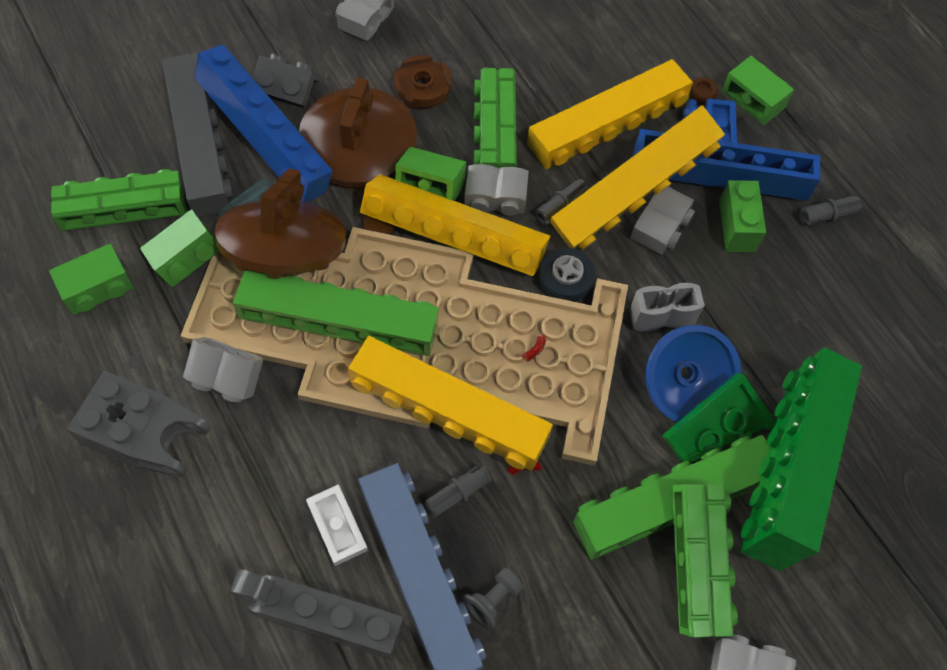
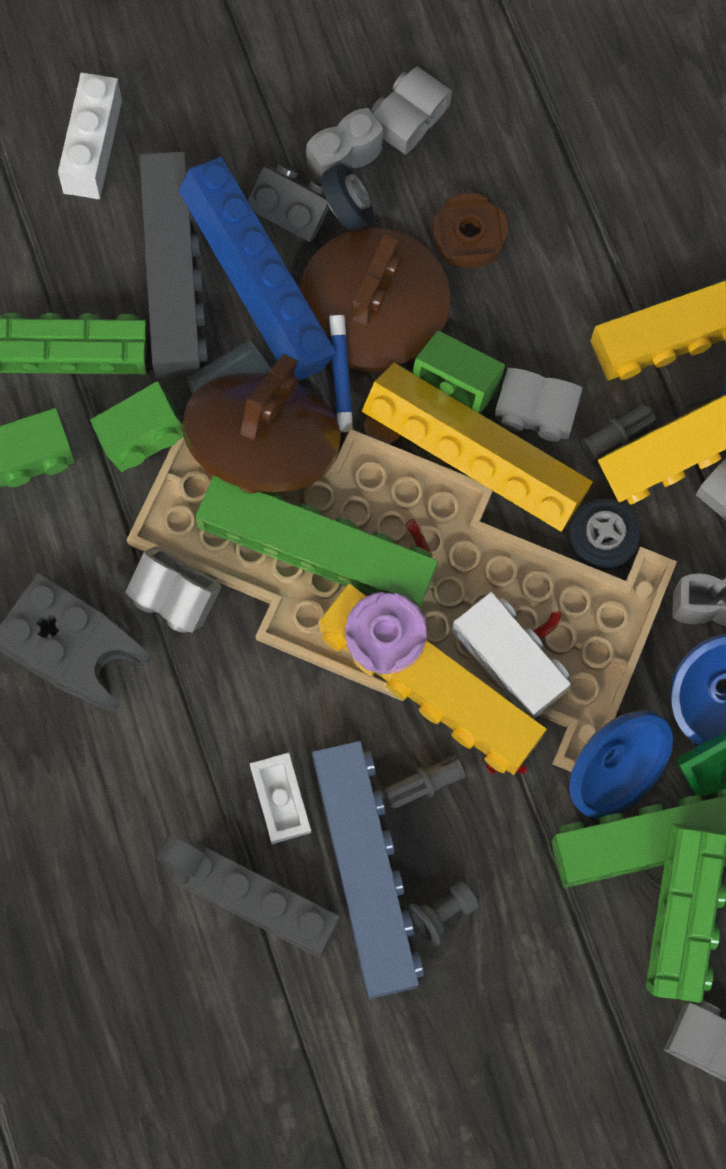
camera: 10 degrees right, 10 degrees up
(123, 55) = (90, 136): none -> white brick
(319, 37) = (352, 143): none -> light grey brick
(326, 67) = (347, 197): none -> black wheel
(339, 187) = (341, 373): none -> blue bar
(404, 368) = (385, 633): none -> lavender tile
(415, 292) = (415, 532): none -> red leg
(496, 118) = (556, 304): bright green brick -> none
(511, 372) = (511, 655): none -> white brick
(619, 443) = (620, 763): none -> blue dish

